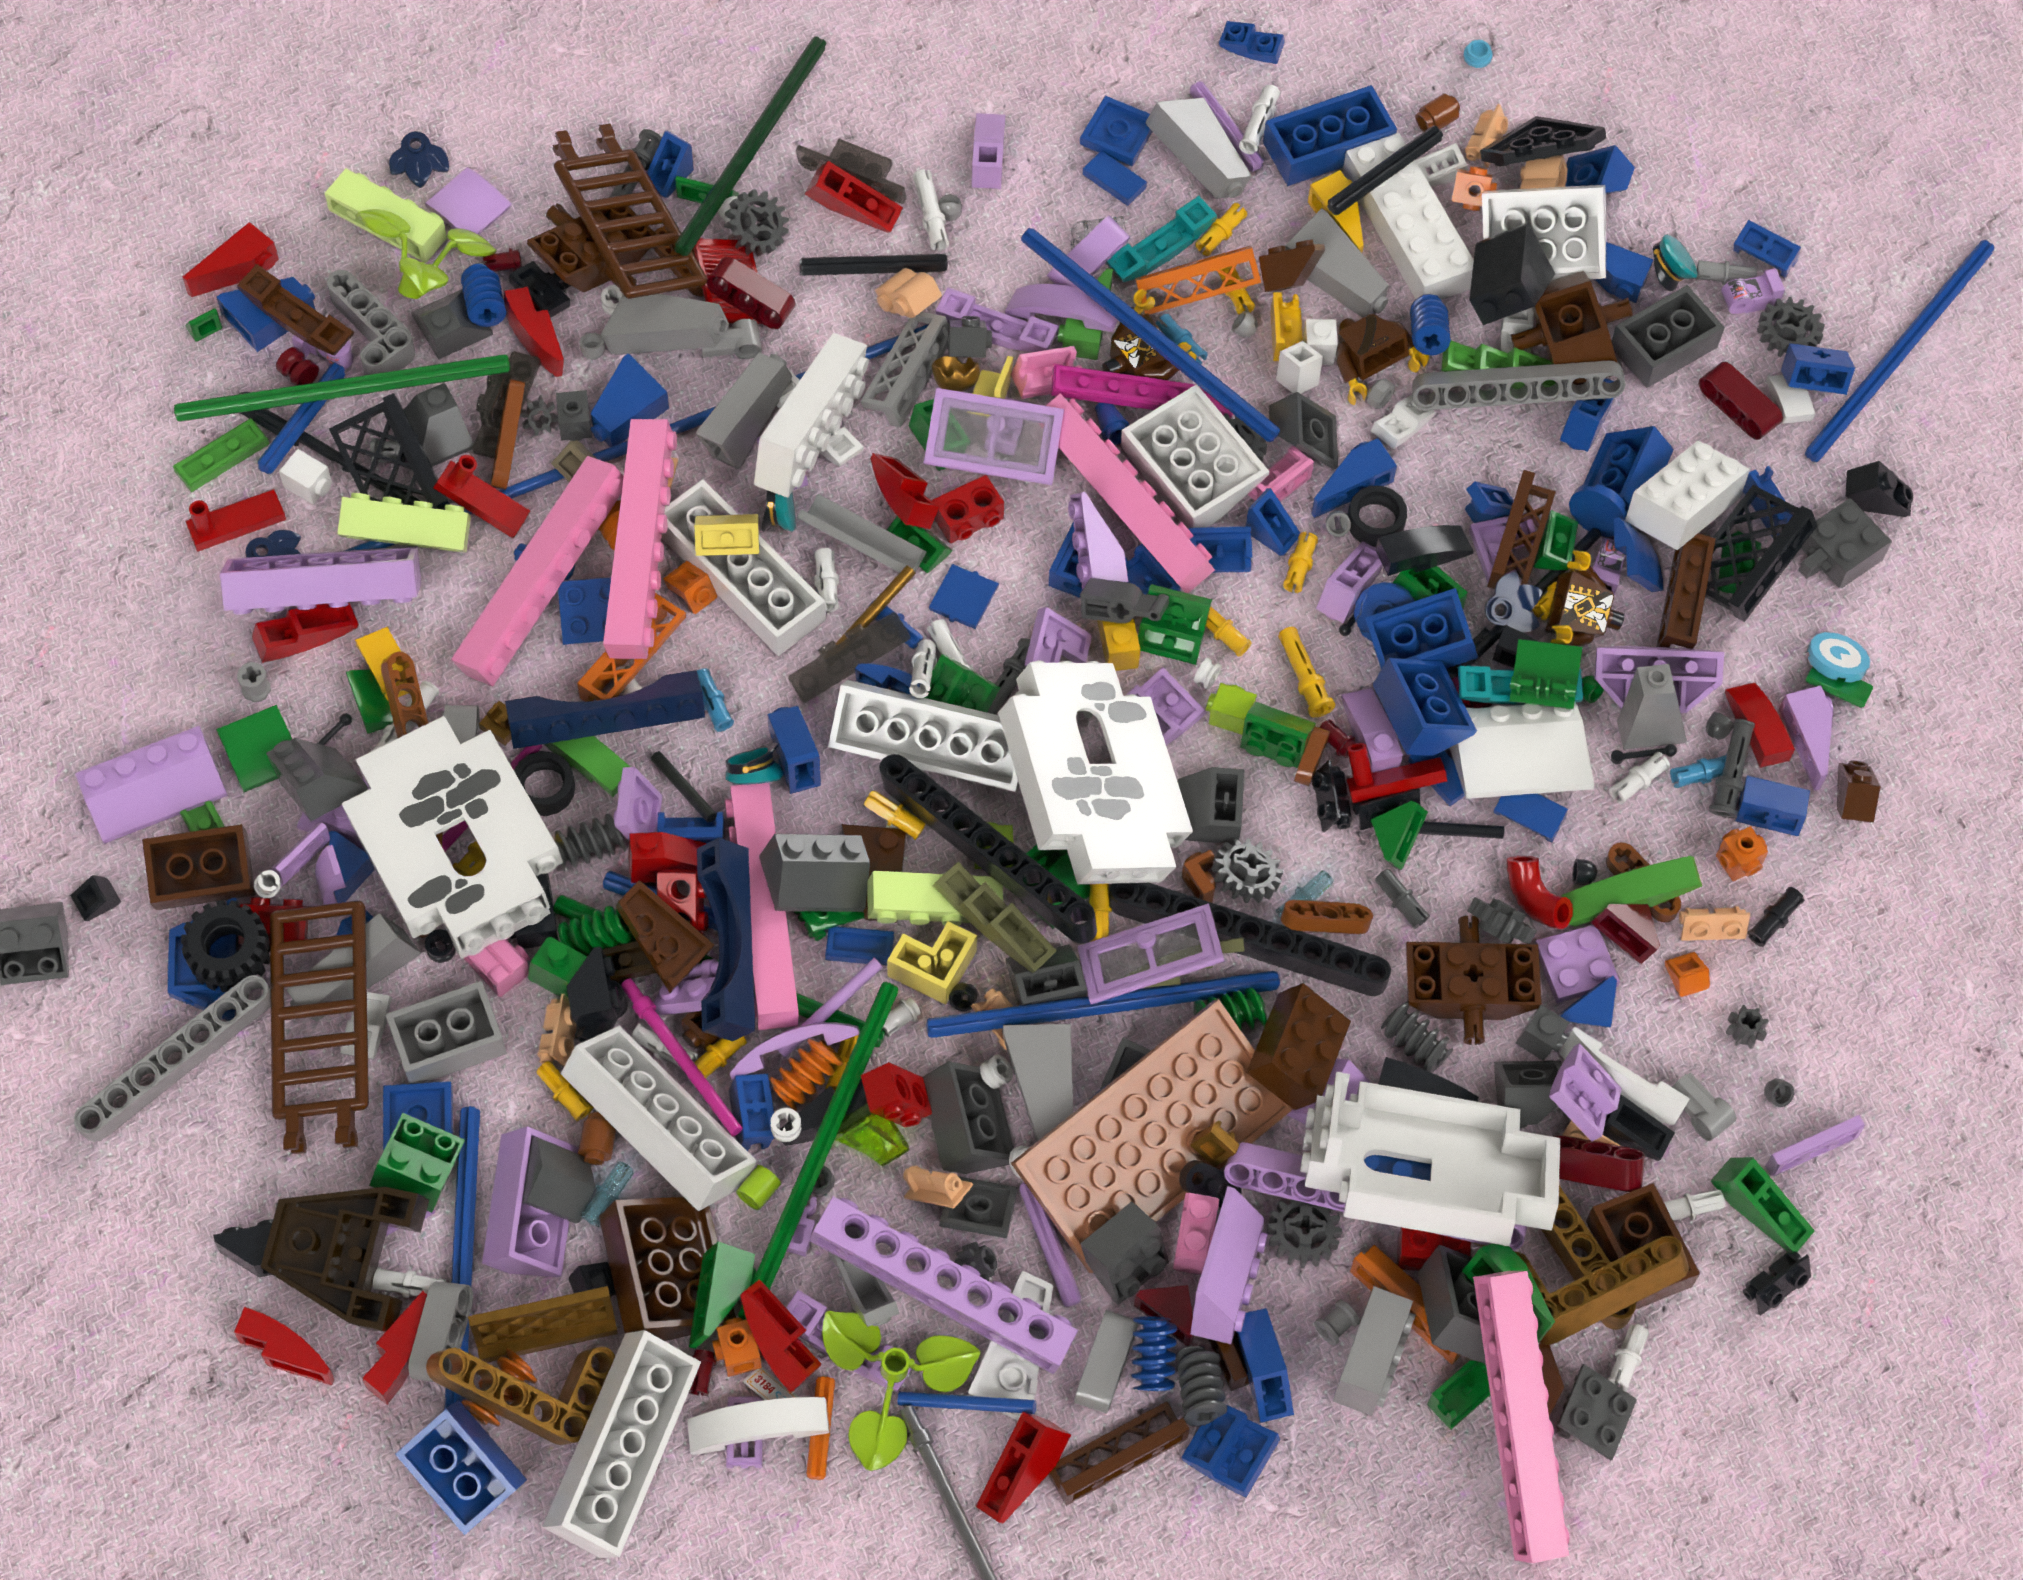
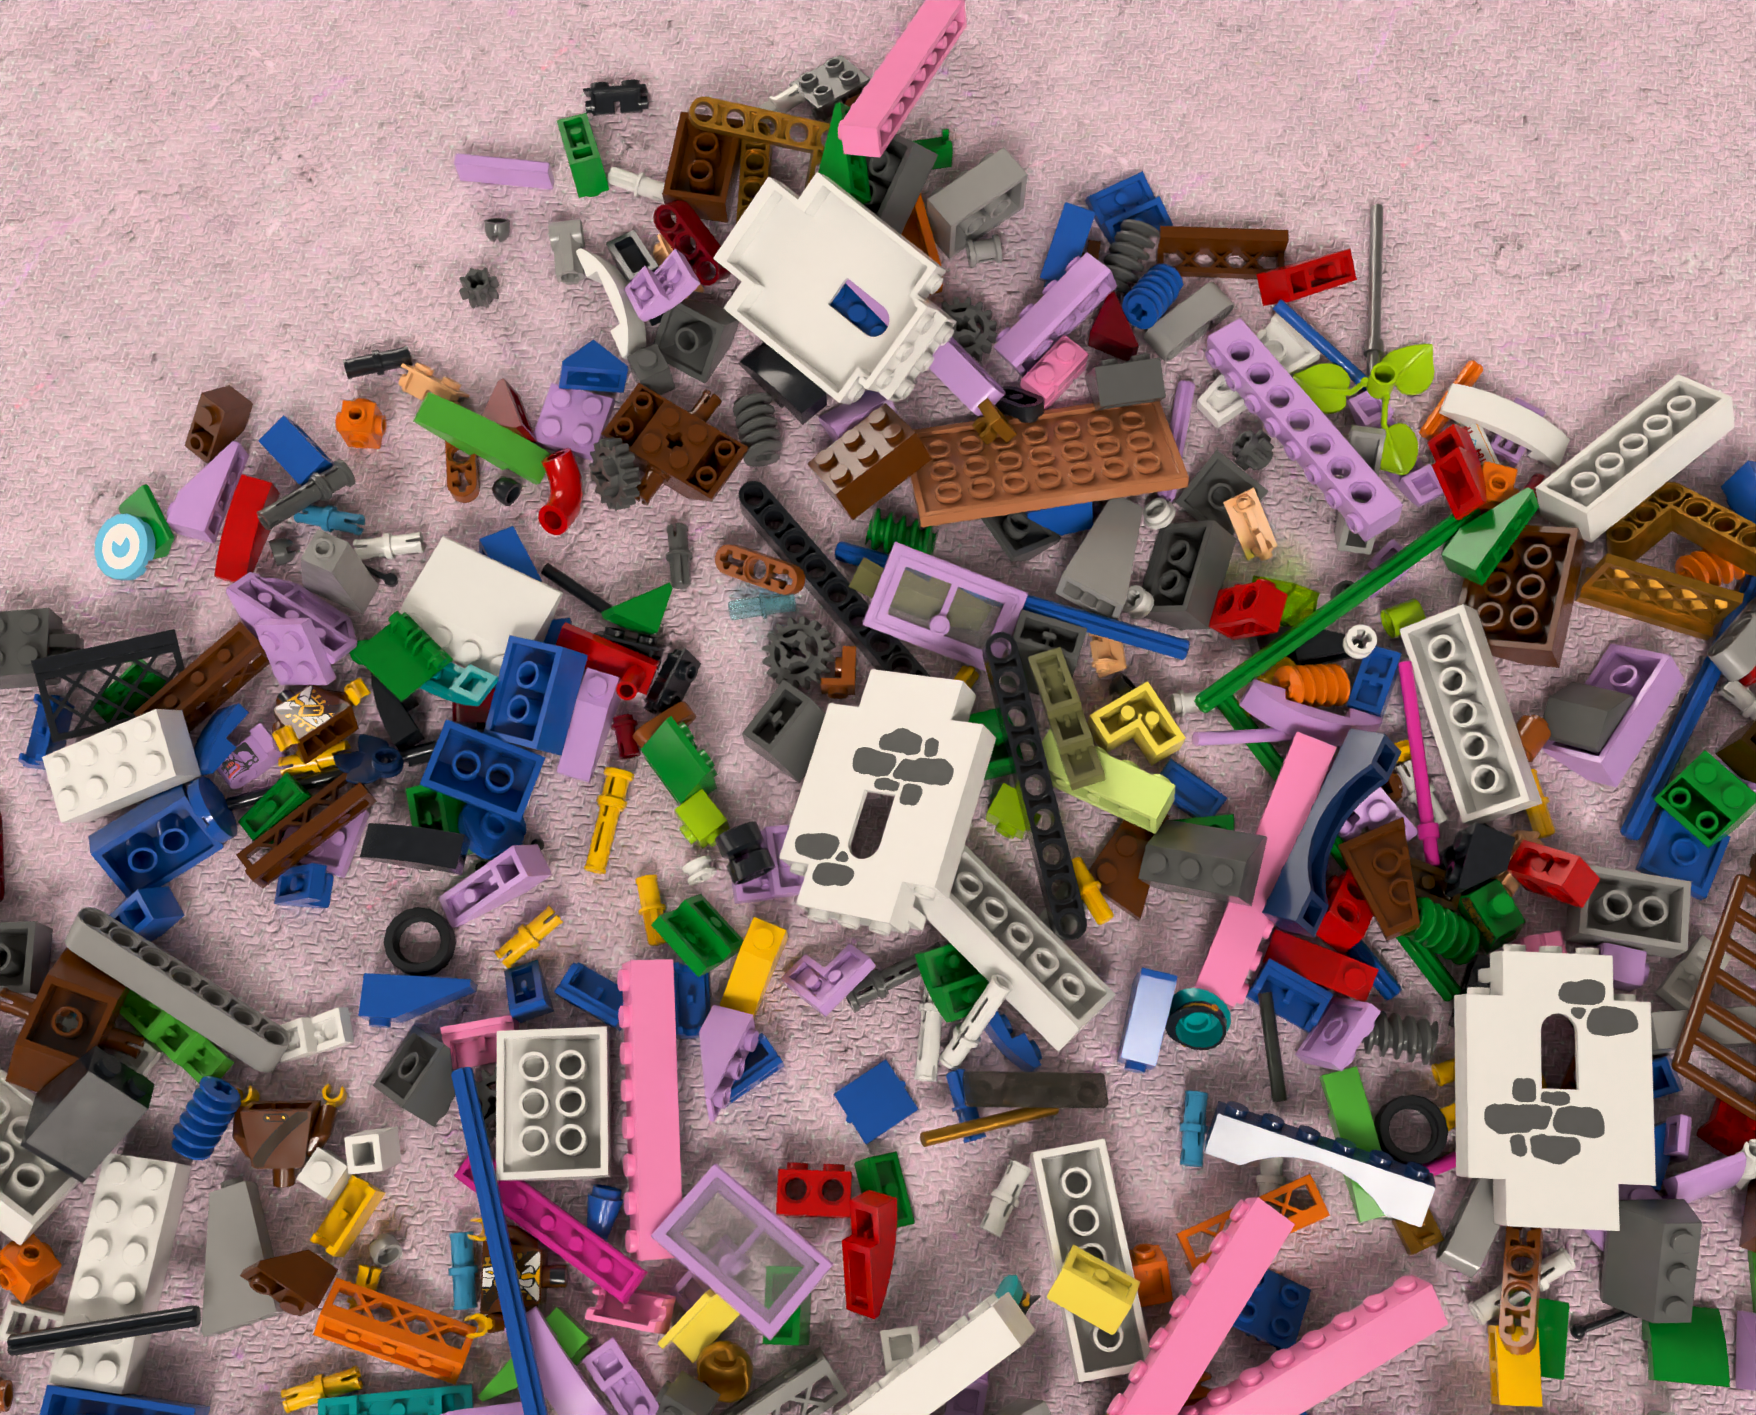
camera: 145 degrees left, 10 degrees up
(429, 984) = (1628, 966): none -> lavender brick
(526, 1012) = (1553, 873): none -> red brick
(592, 1277) = (1587, 621): black slope -> none
(607, 1192) = (1540, 686): clear light blue axle -> none
(862, 535) = (941, 1224): light grey fence -> none
(1119, 602) = (739, 971): dark grey piece -> none
(1180, 692) = (740, 841): none -> black wheel
(1344, 521) = (466, 949): light grey hinge -> none
(1349, 219) = (181, 1350): yellow slope -> none
(1380, 393) = (312, 1077): light grey tile -> none
(1634, 639) = (294, 651): none -> lavender plate
(1688, 974) = (487, 363): orange slope -> none

